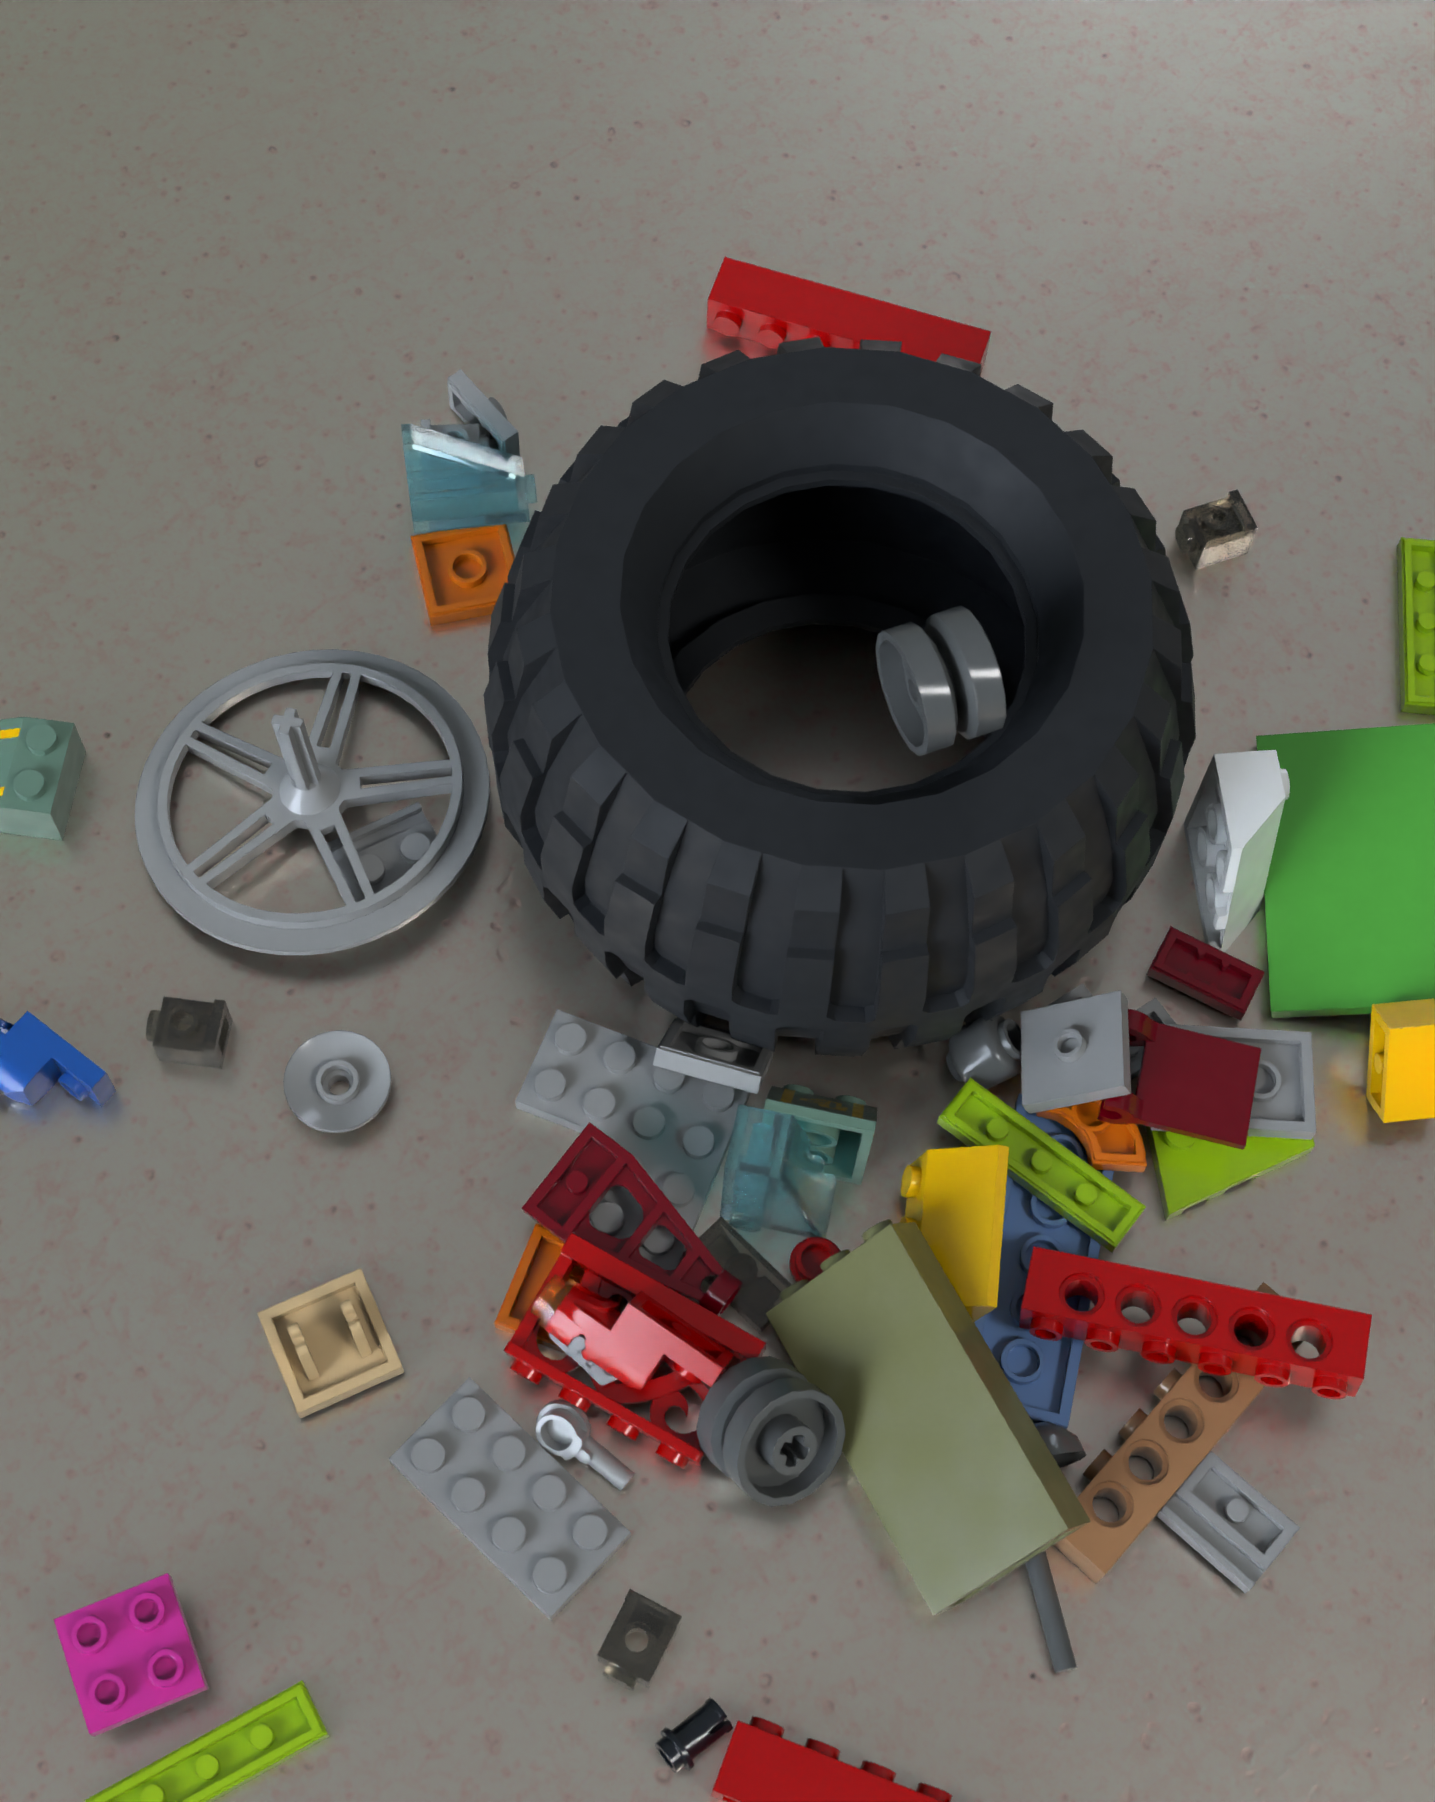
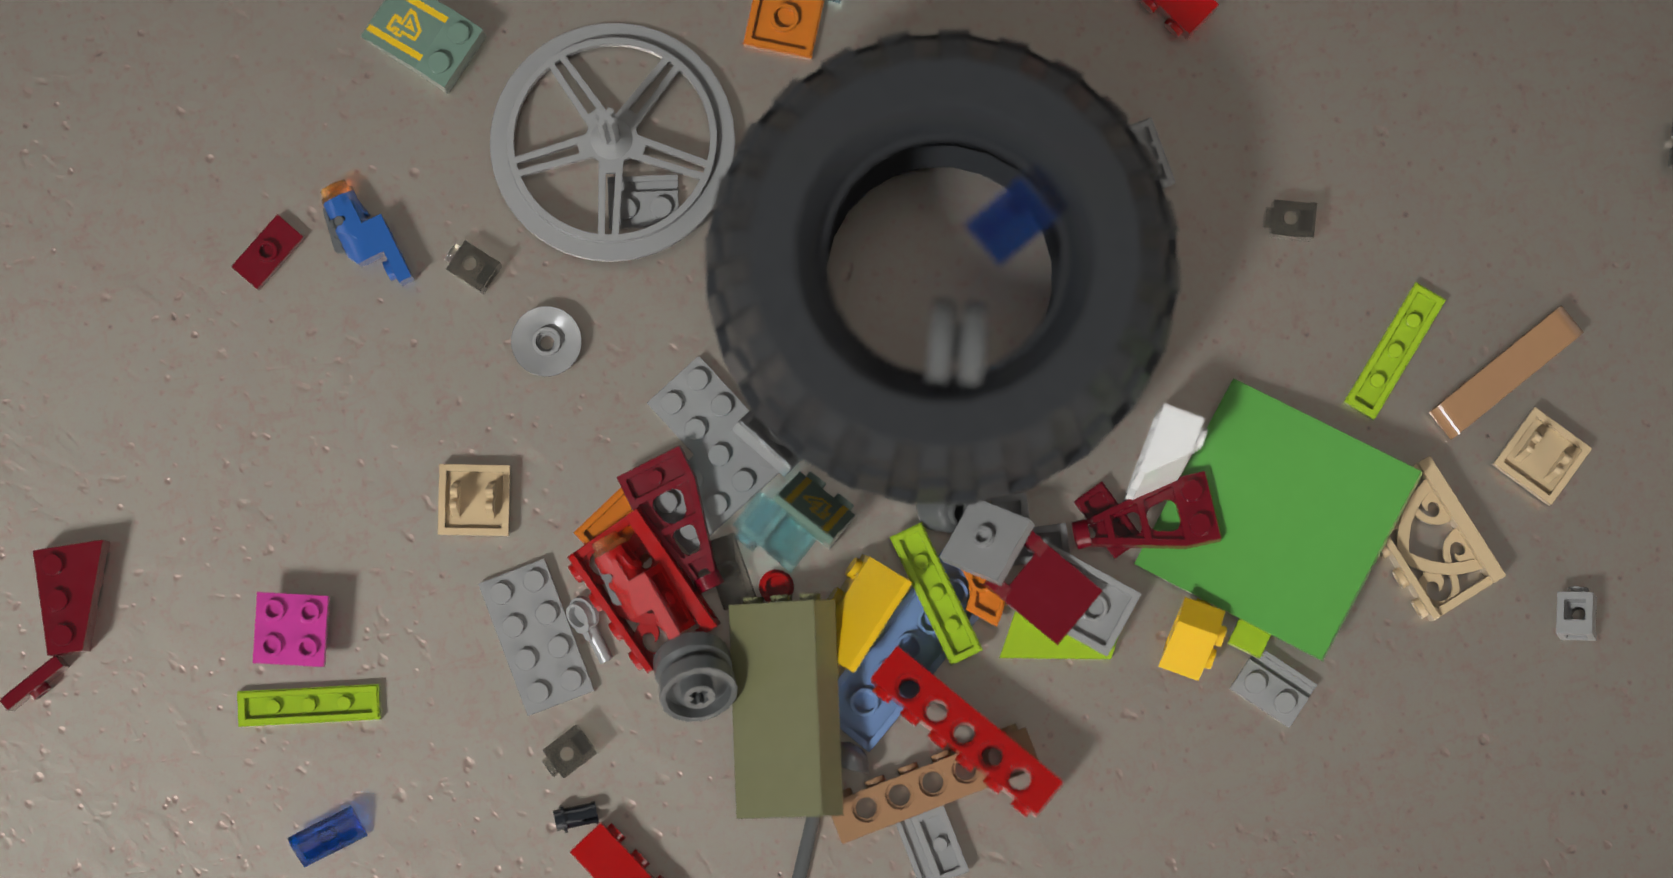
camera: 30 degrees right, 20 degrees up
(919, 525) = (1010, 221): none -> clear blue plate
(1304, 898) = (1194, 511): none -> dark red plate

